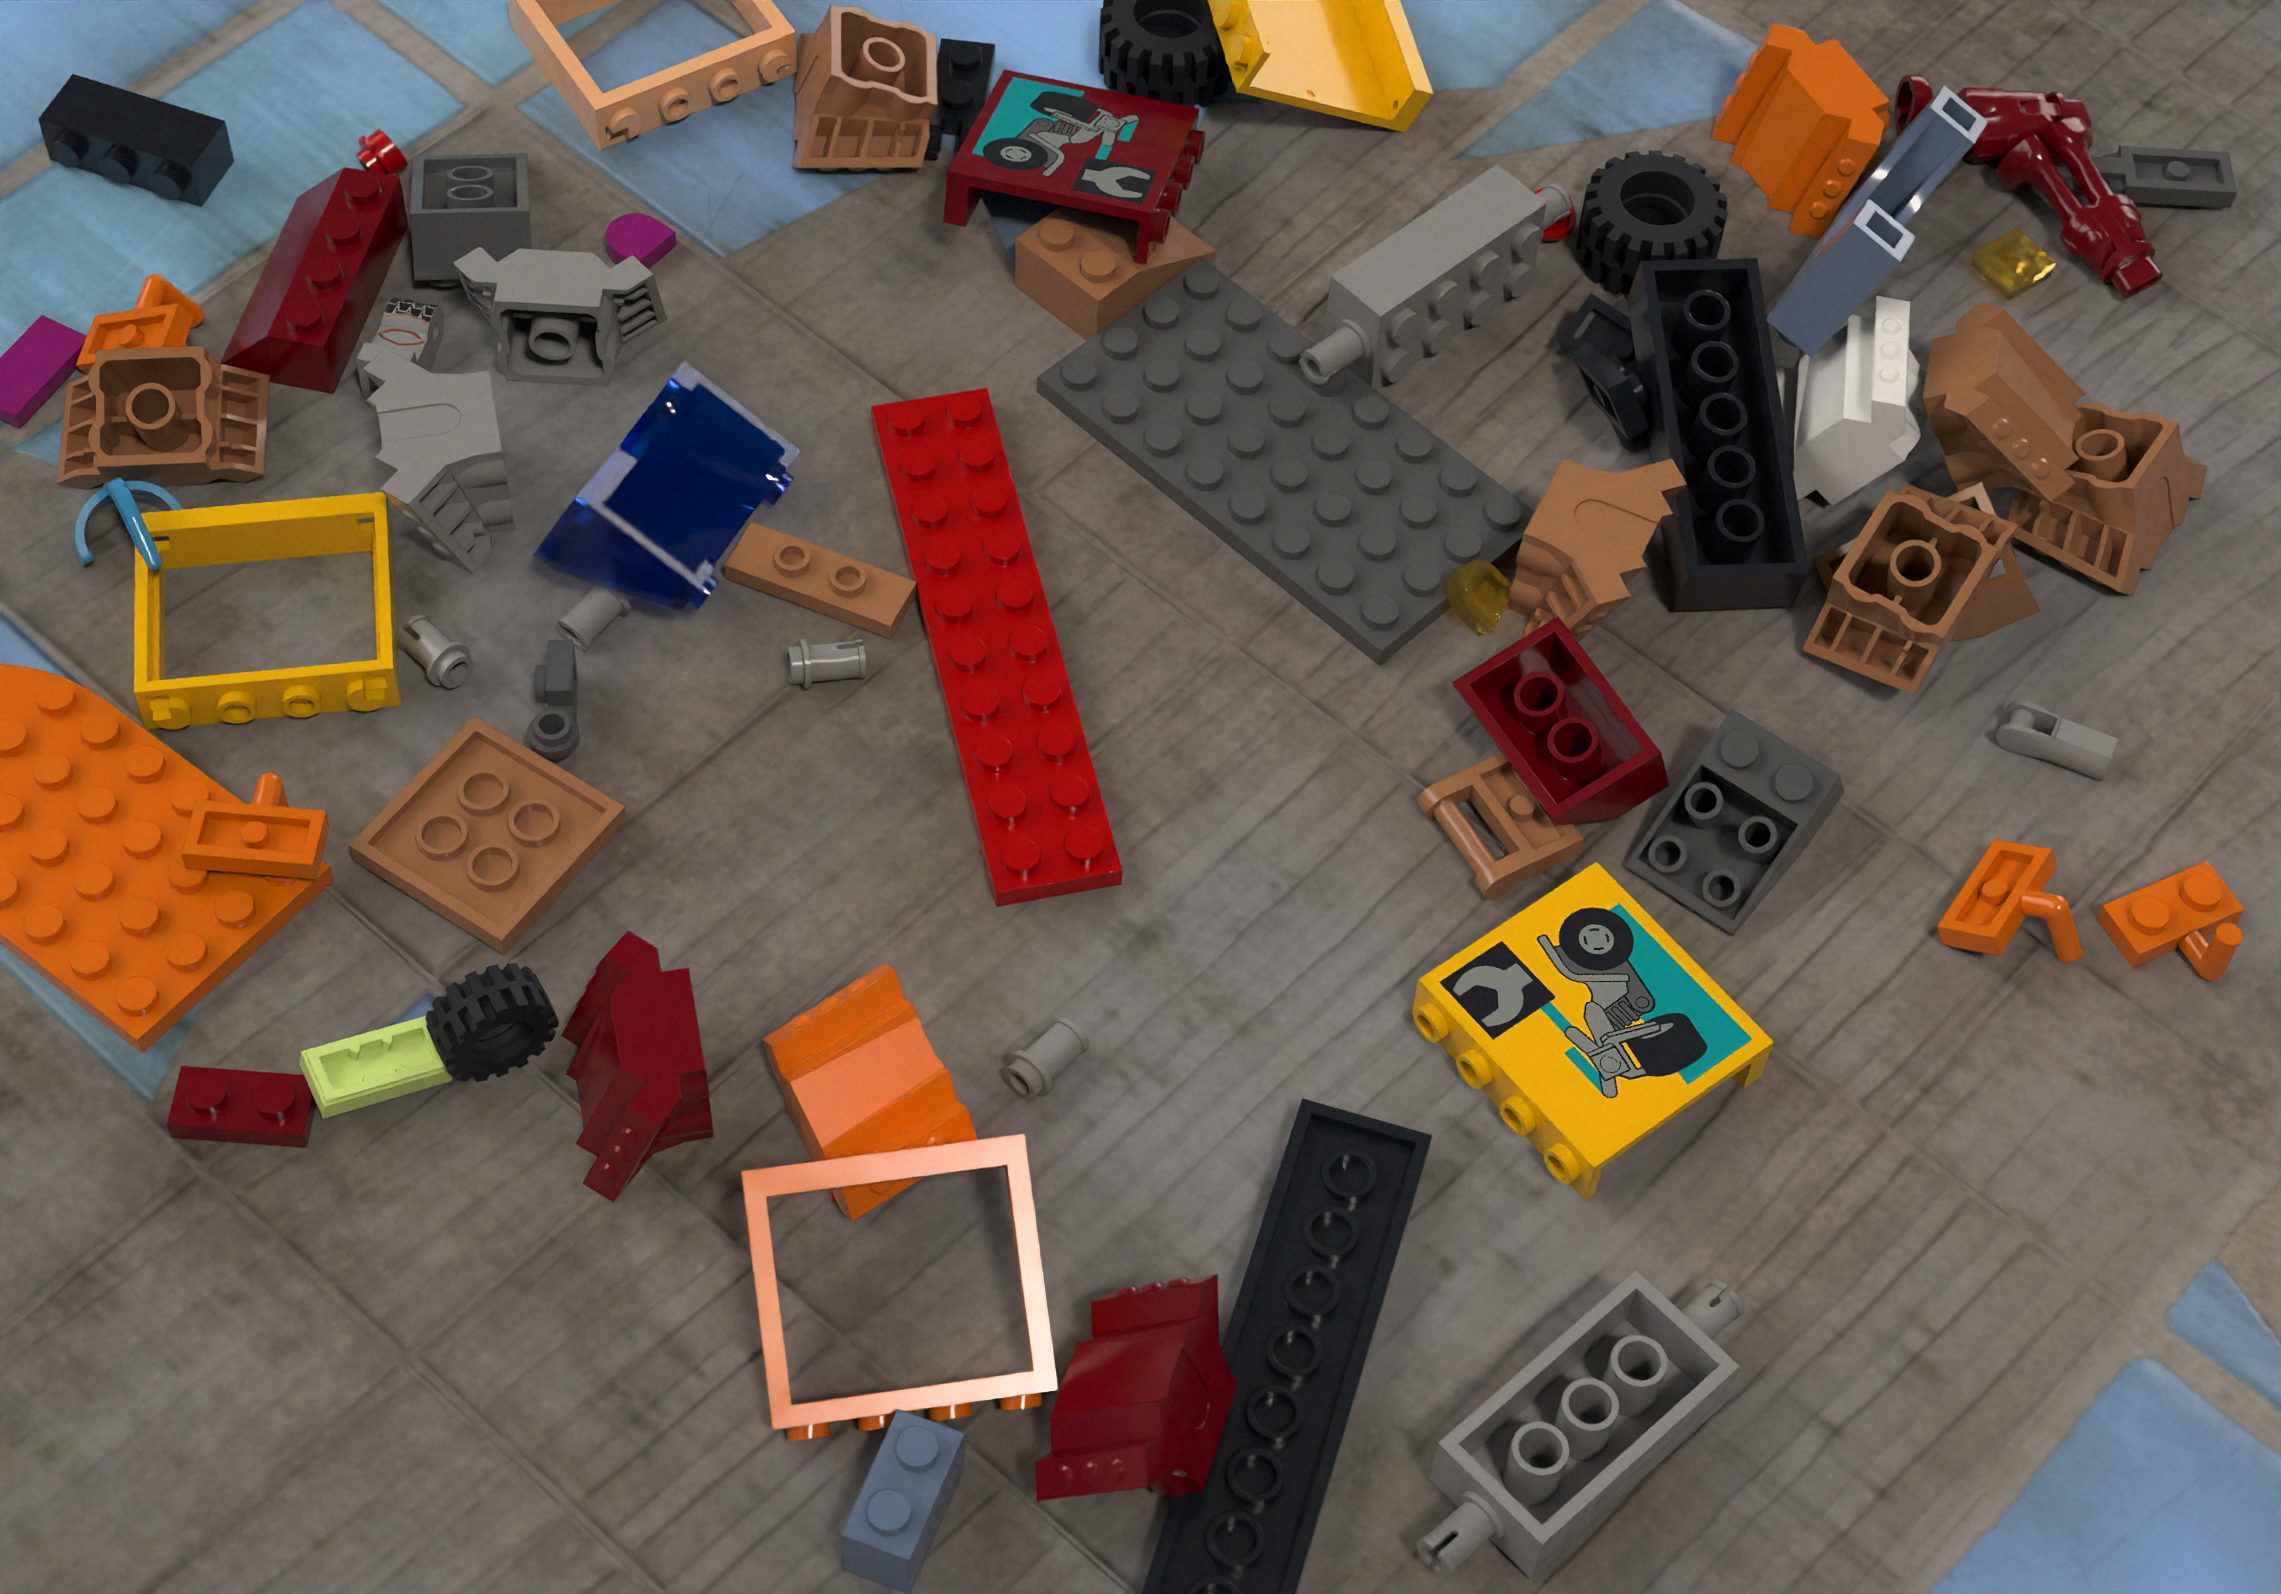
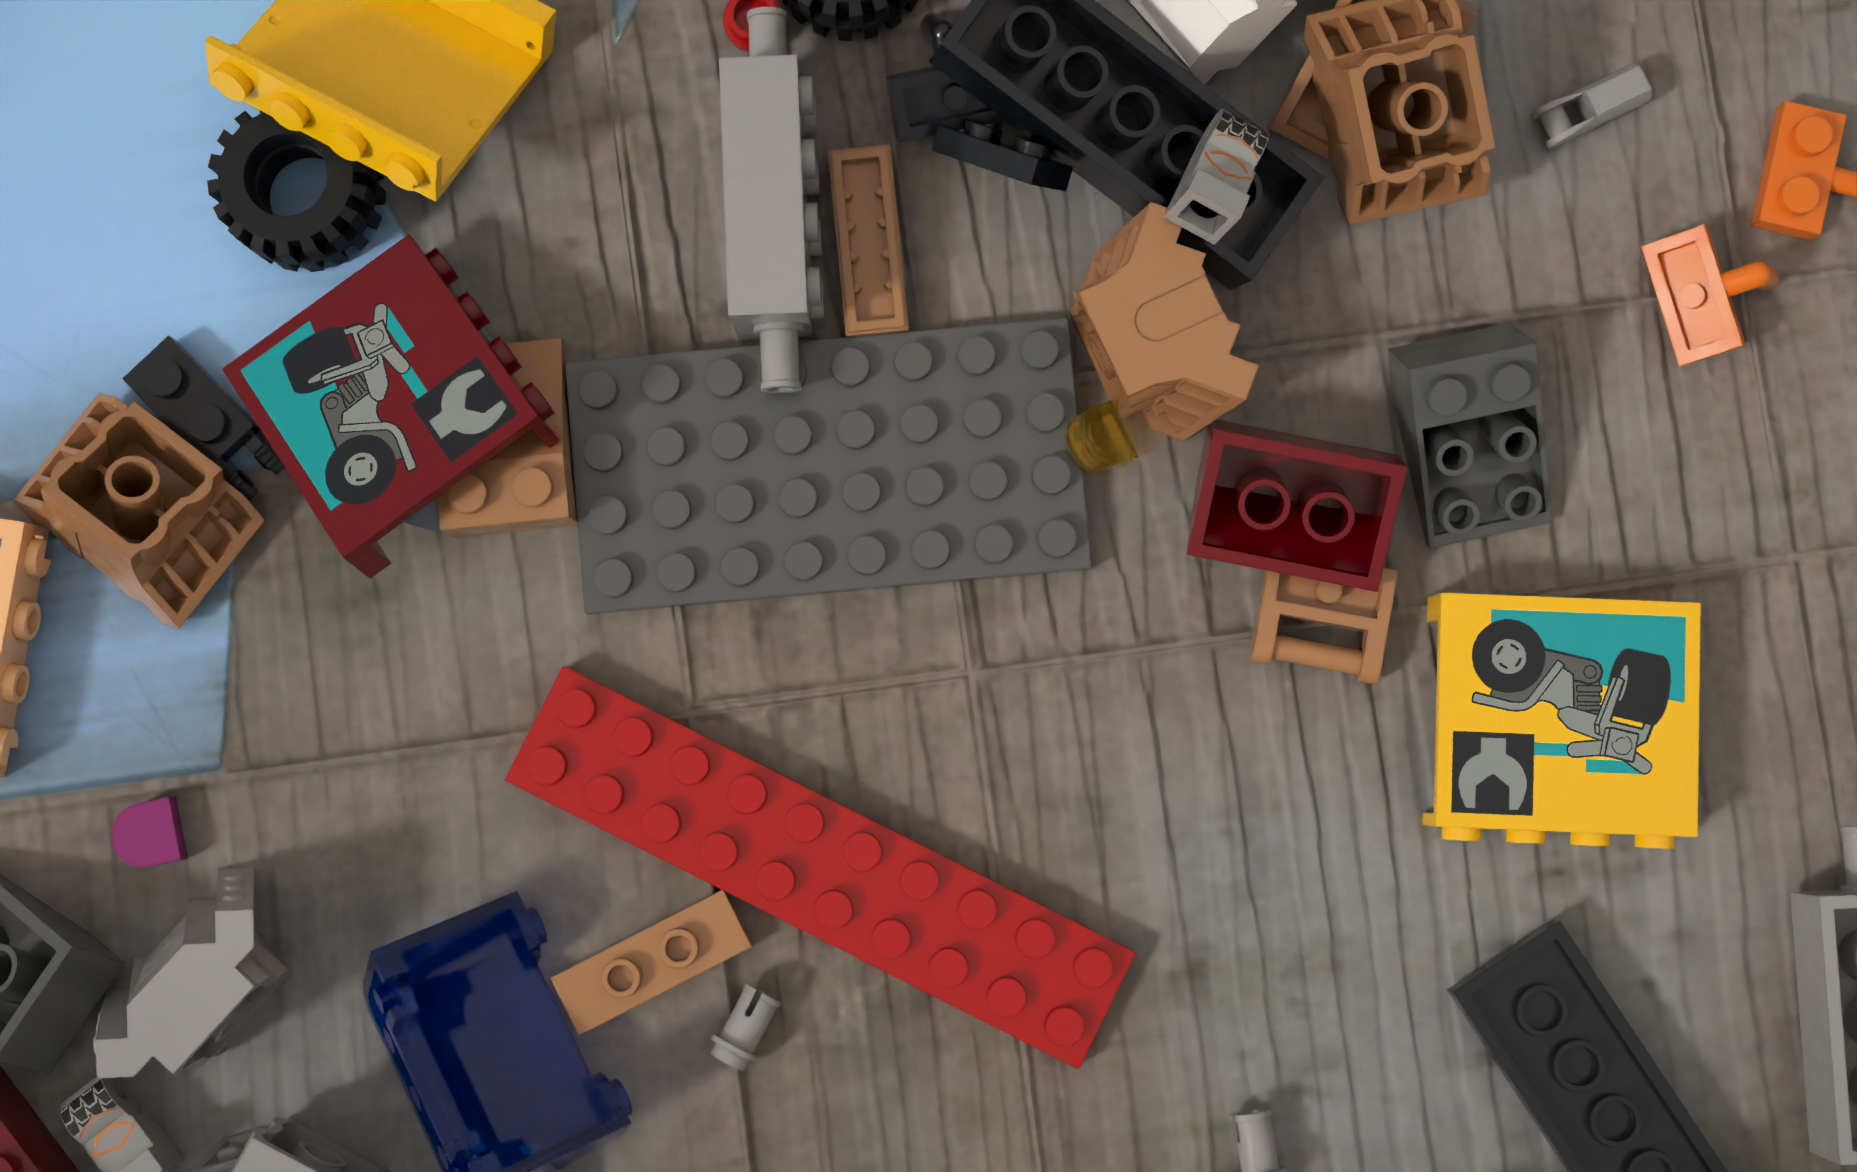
camera: 45 degrees left, 30 degrees up
(1471, 370) = (868, 240): none -> medium nougat plate
(1736, 477) = (1218, 176): none -> light grey leg

